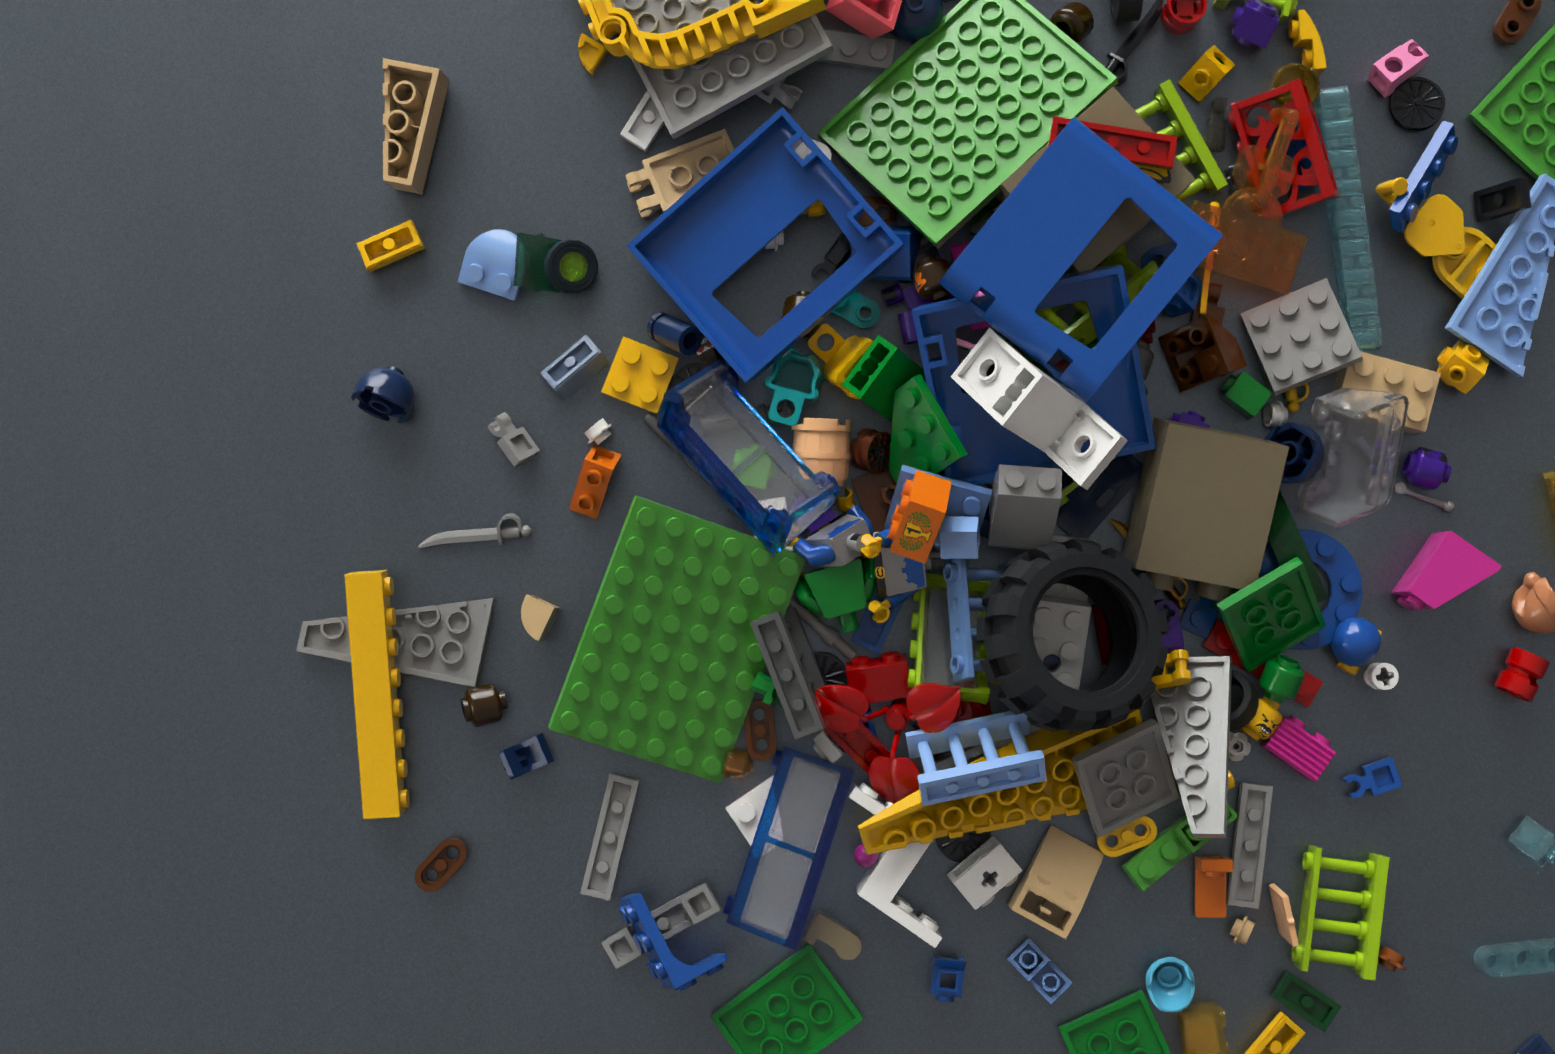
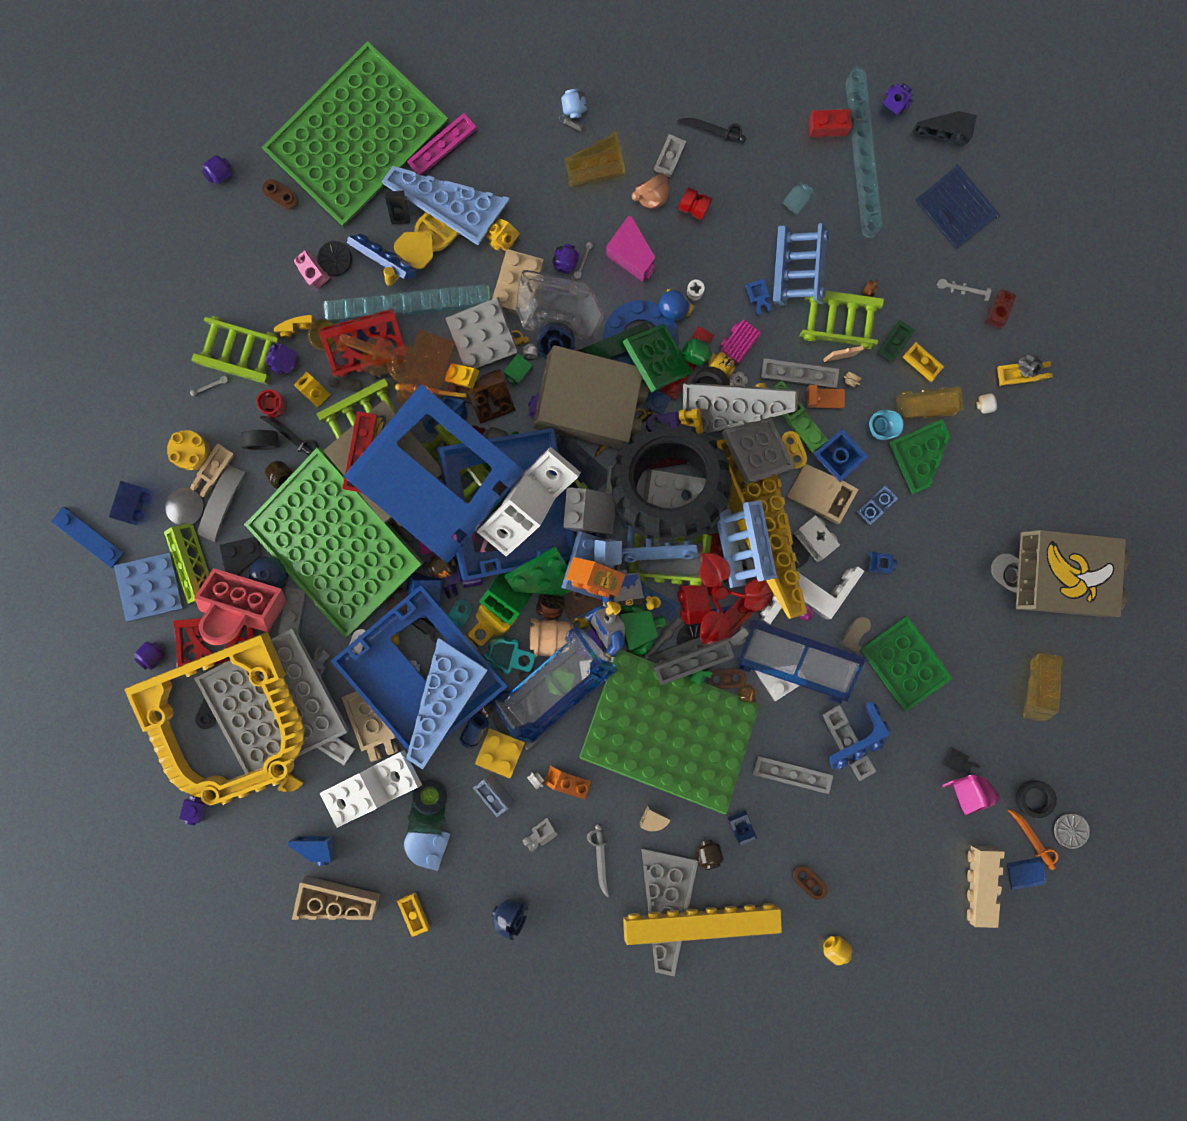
camera: 90 degrees left, 0 degrees up
(336, 908) = (838, 950): none -> yellow head
(491, 91) = (314, 848): none -> blue slope
(583, 175) = (370, 789): none -> white bracket
(733, 286) = (446, 692): none -> light blue wing
(1119, 910) = (841, 455): none -> blue slope
(1234, 305) = (461, 375): none -> yellow plate
(1440, 820) = (785, 256): none -> medium blue fence

